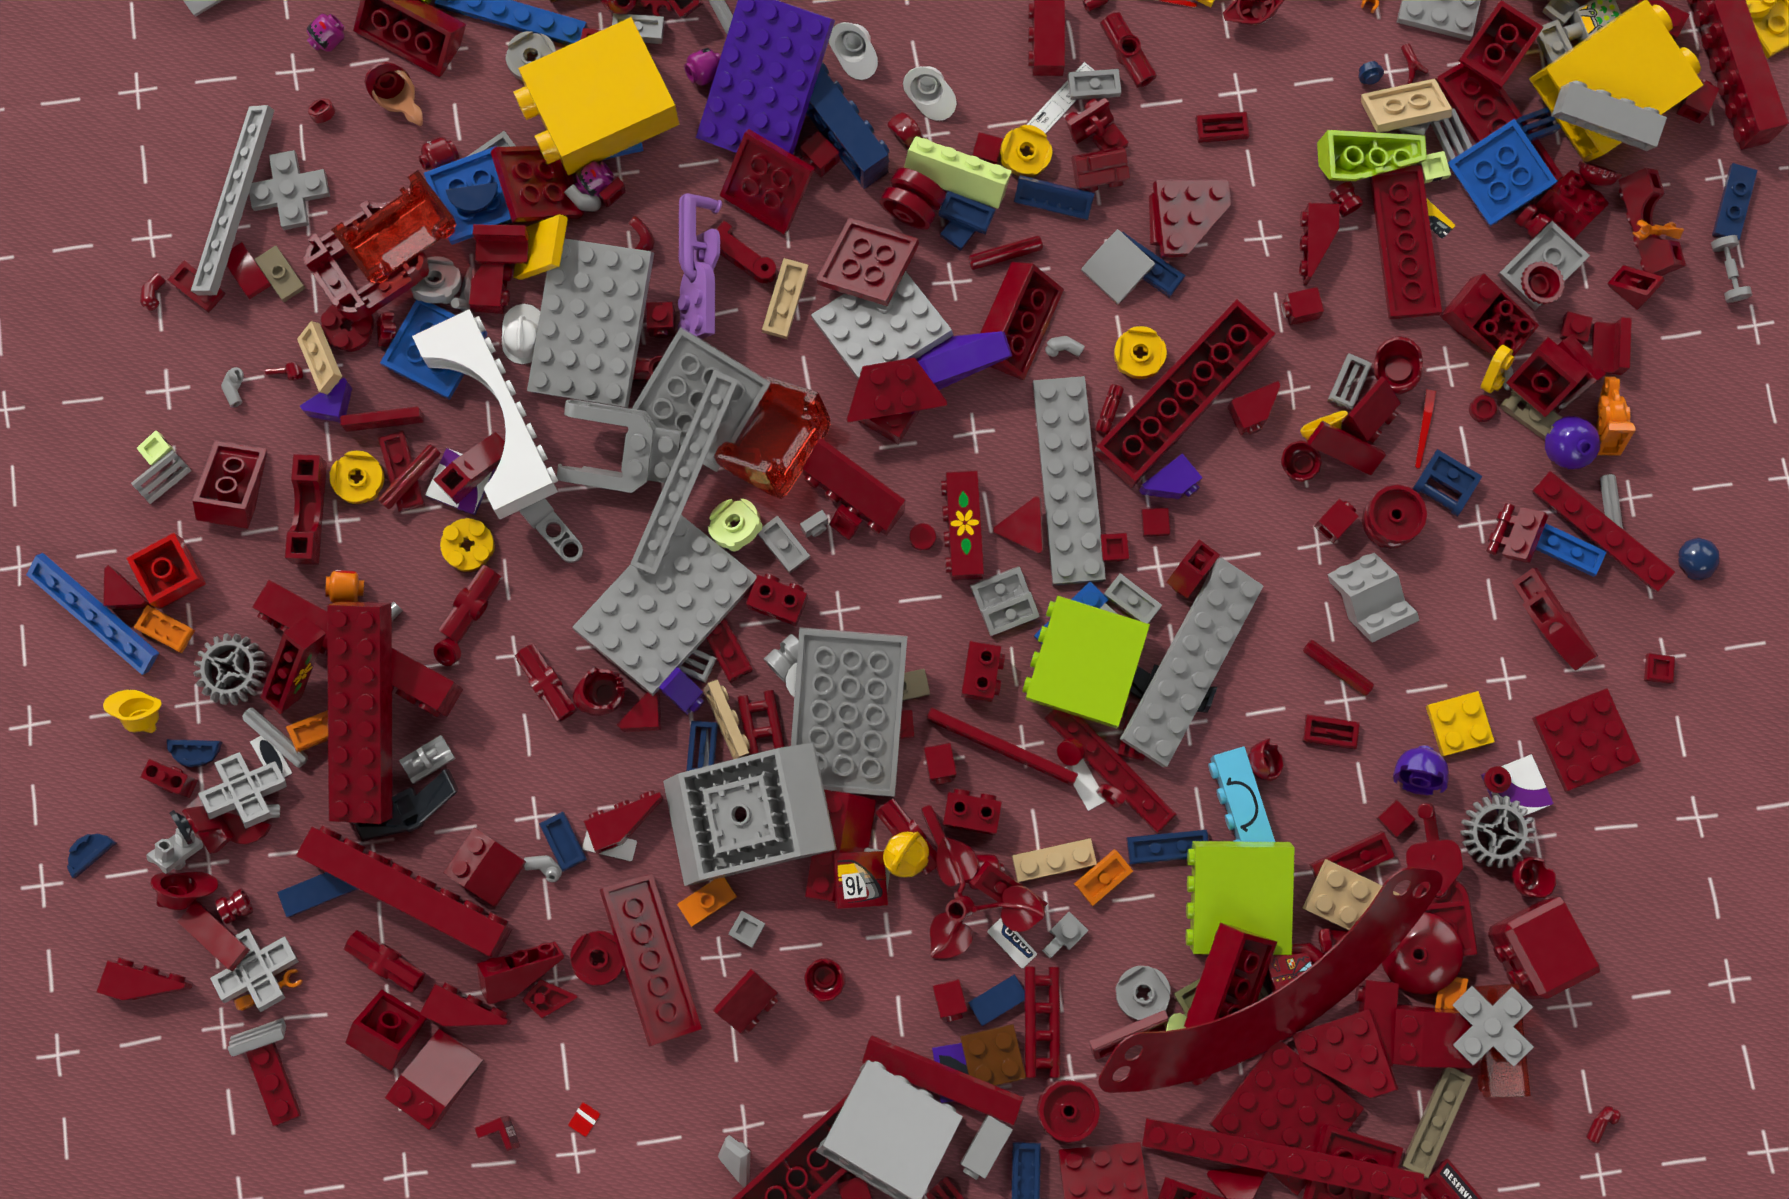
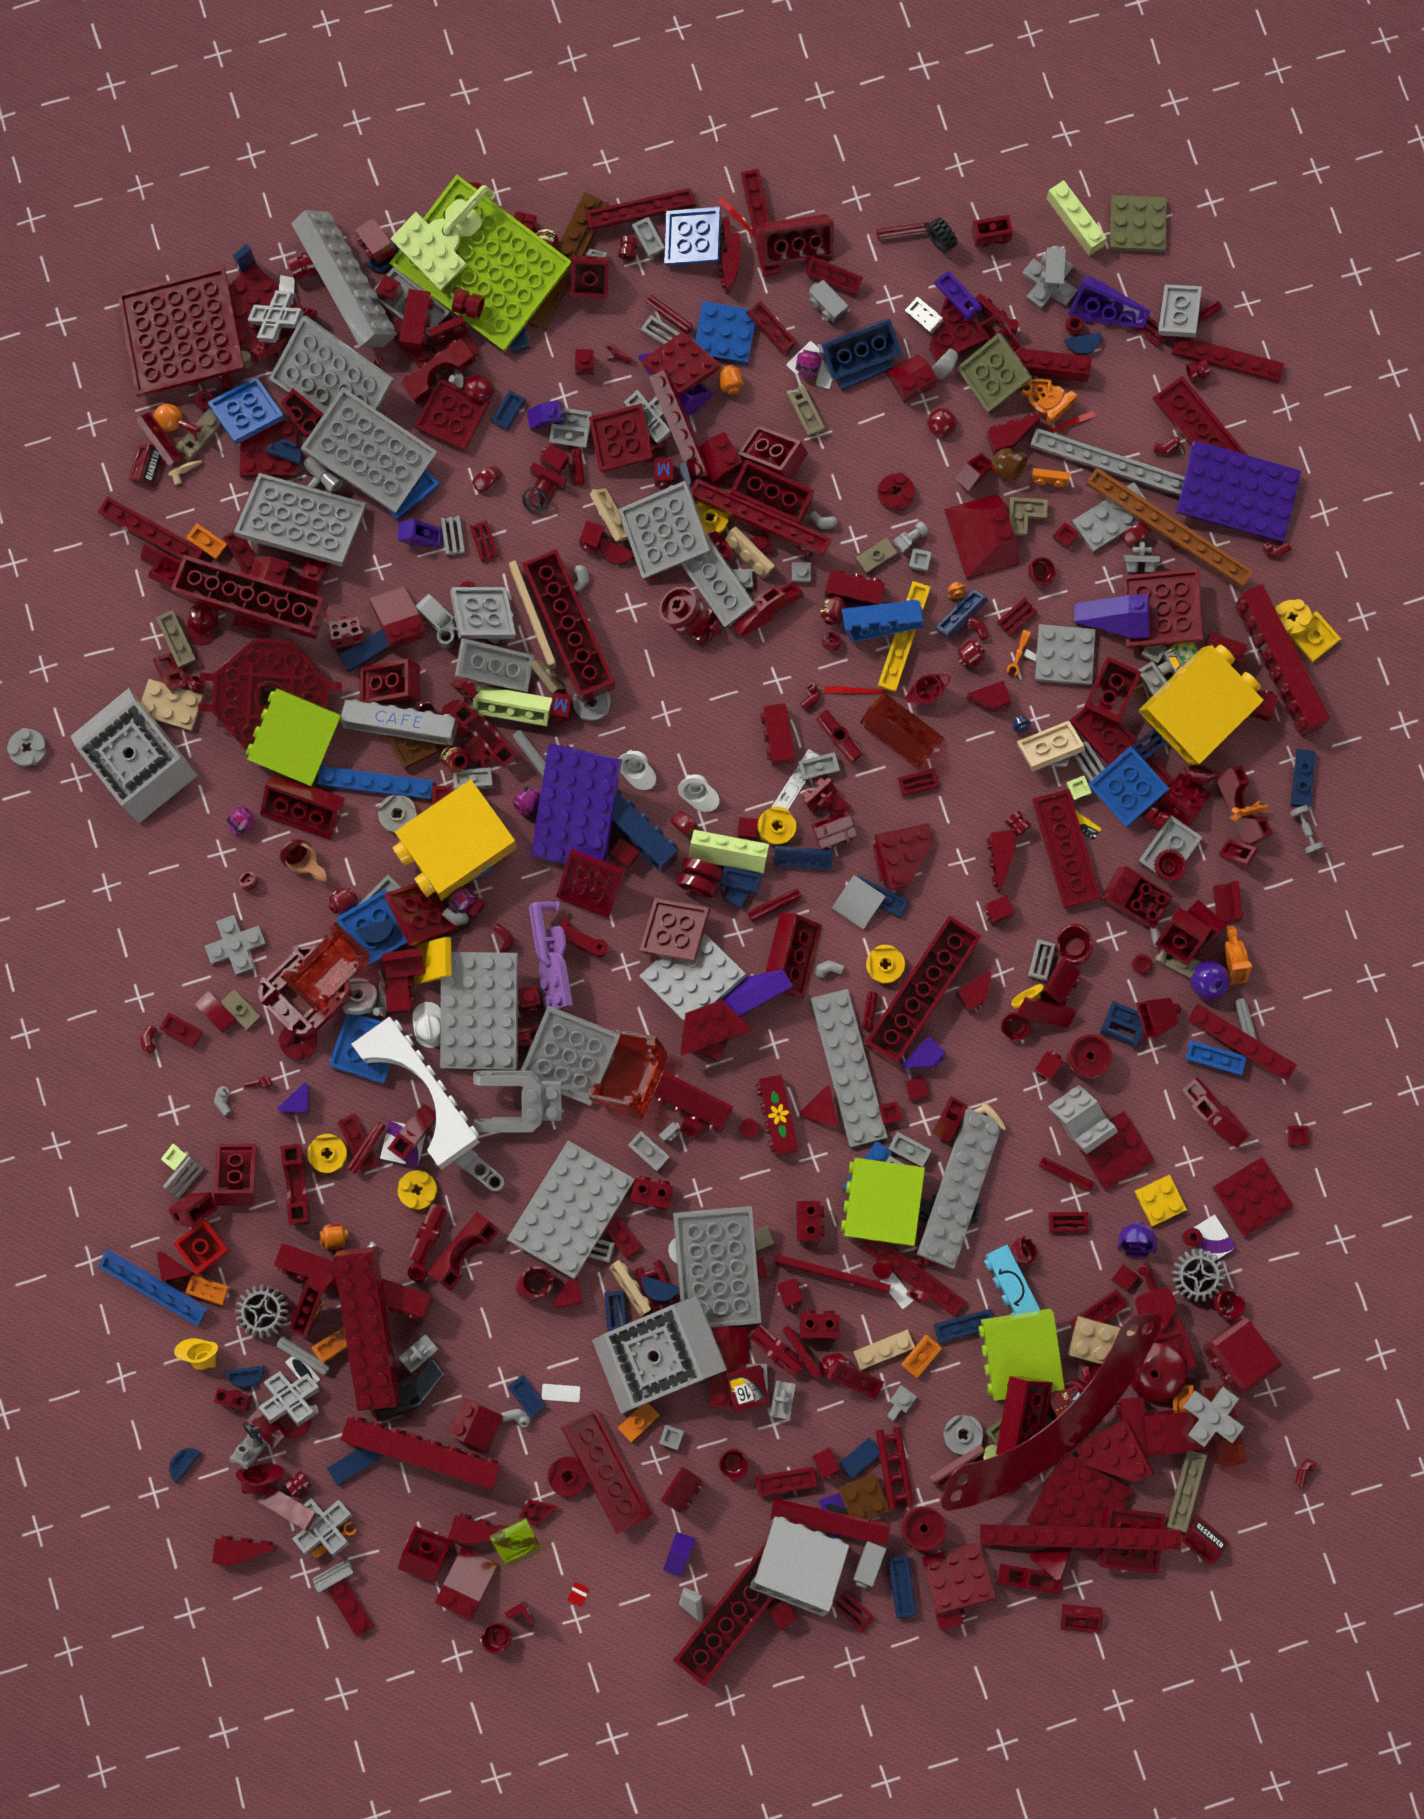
camera: 10 degrees left, 0 degrees up
(155, 521) = (188, 1214): none -> dark red torso
(232, 200) = (197, 961): light grey plate -> none
(319, 357) = (284, 1070): tan plate -> none
(382, 419) = (337, 1107): dark red tile -> none
(384, 961) = (414, 1505): dark red piece -> none
(385, 328) = (328, 1039): dark red plate -> none
(460, 1160) = (496, 1638): none -> dark red hair
(488, 652) = (448, 1266): none -> dark red arch
(510, 1032) = (515, 1541): none -> clear neon green tile
(511, 974) = (507, 1499): dark red slope -> none
(545, 682) = (493, 1282): dark red piece -> none
(616, 826) = (563, 1379): dark red slope -> none
(682, 691) = (595, 1273): dark purple slope -> none
(684, 472) = (569, 1112): light grey plate -> none
(729, 1088) = (679, 1554): none -> dark purple slope
(737, 536) = (618, 1149): yellowish green plate -> none
(764, 729) = (659, 1290): none -> dark blue tile
(782, 660) = (665, 1235): light grey wheel -> none
(785, 298) = (618, 967): tan plate -> none
(891, 1014) = (786, 1481): none -> dark red plate
(905, 904) = (782, 1400): none -> light grey hips
(906, 854) = (777, 1364): yellow helmet -> none
(947, 931) = (816, 1415): dark red plant -> none
(1004, 601) = (816, 1165): light grey slope -> none
(1012, 943) = (863, 1414): white sticker -> none
(1210, 55) = (901, 730): none -> clear red slope
(1249, 569) = (985, 1108): none -> tan bar
(1336, 32) = (991, 697): none -> dark red slope
(1366, 154) = (1024, 790): lime wedge -> none
(1412, 653) = (1118, 1155): none -> dark red plate
(1413, 62) = (1051, 710): dark red bar -> none
(1427, 414) = (1102, 973): red sticker -> none
(1495, 476) = (1157, 1016): none -> dark red torso
(1500, 362) = (1147, 932): yellow plate -> none
(1524, 534) = (1185, 1053): dark red plate -> none
(1576, 325) = (1200, 891): dark red plate -> none
(1609, 115) = (1198, 737): light grey brick -> none
(1698, 558) = (1314, 1049): dark blue hair -> none

